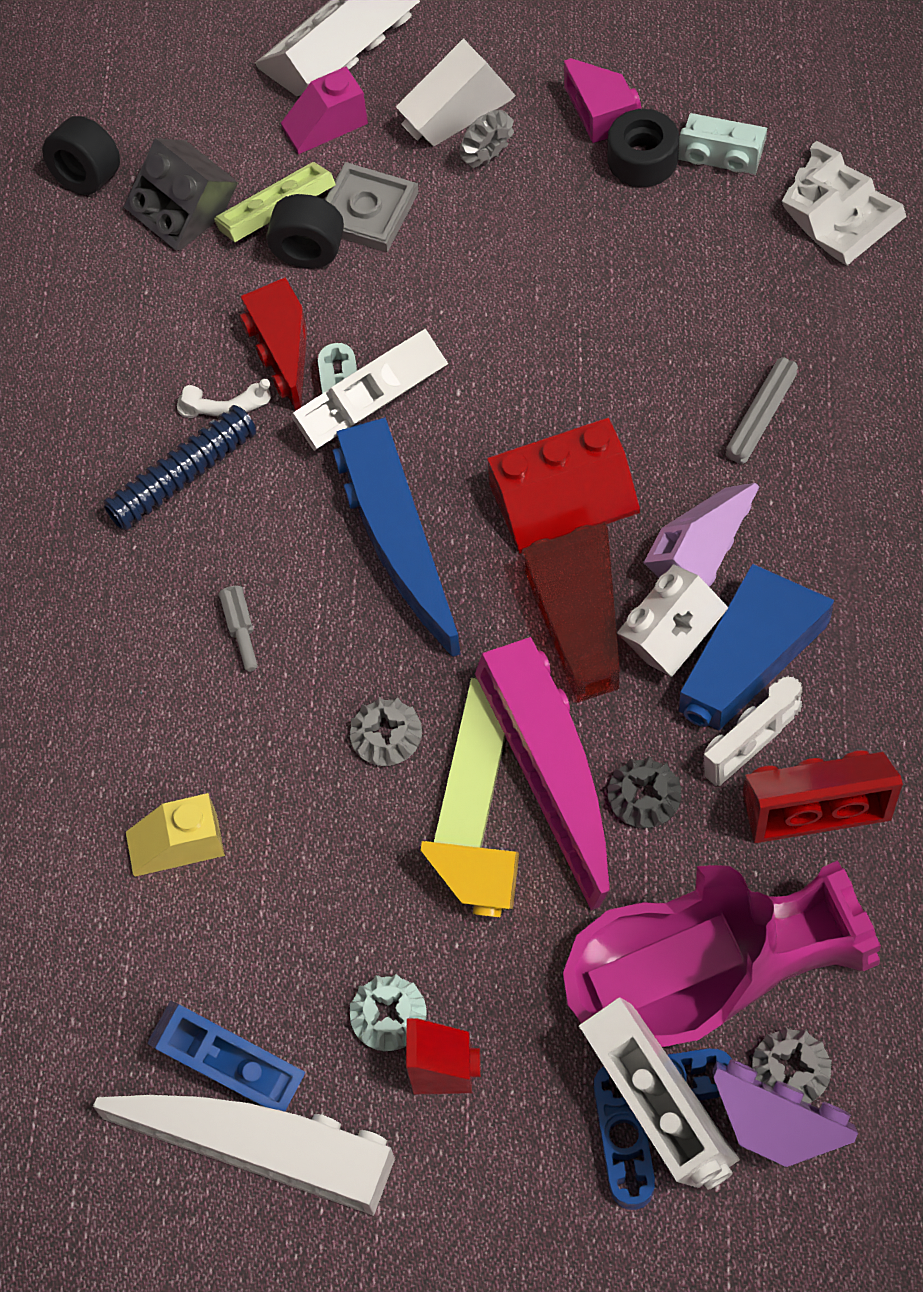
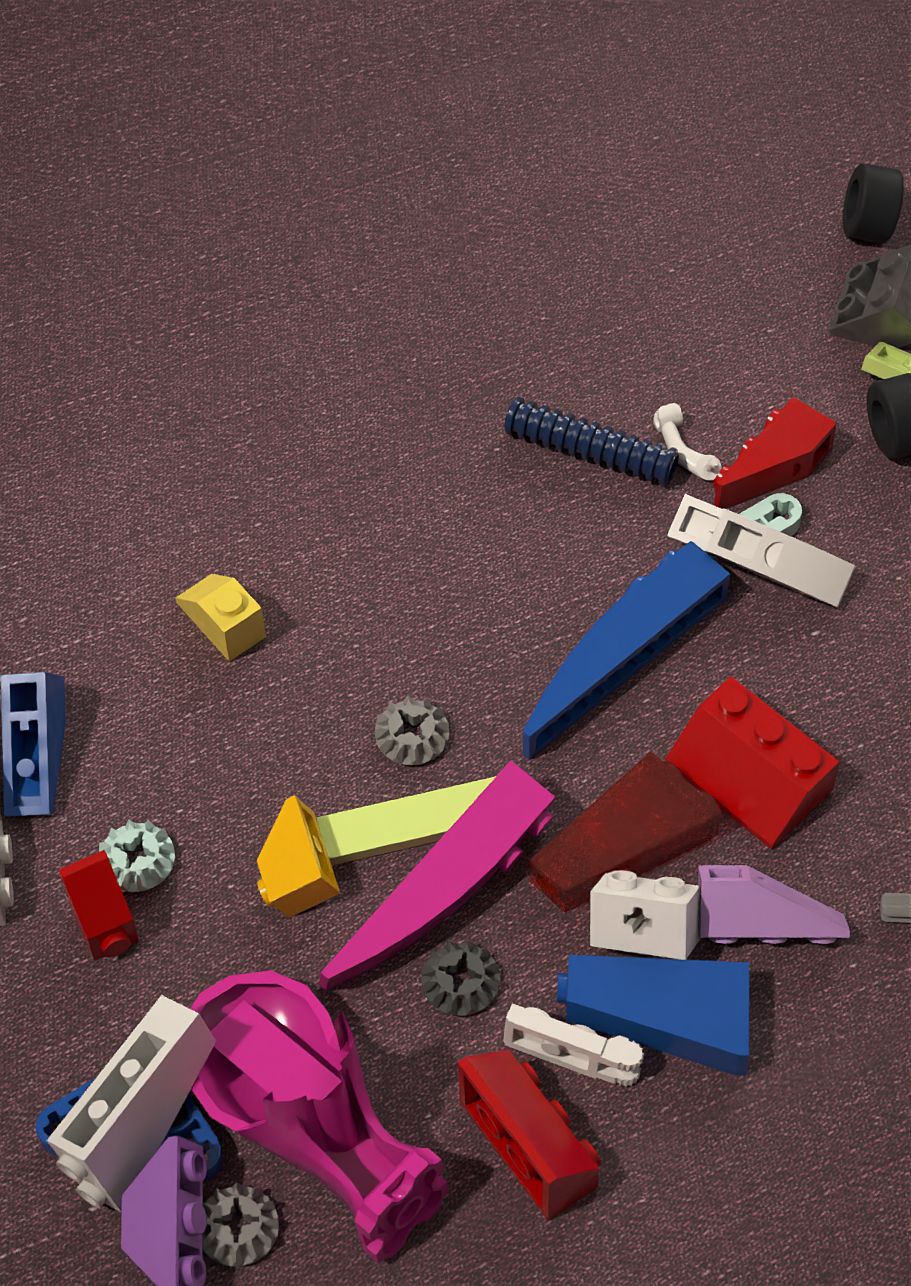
camera: 60 degrees right, 5 degrees down
(239, 623) = (459, 563): light grey axle -> none

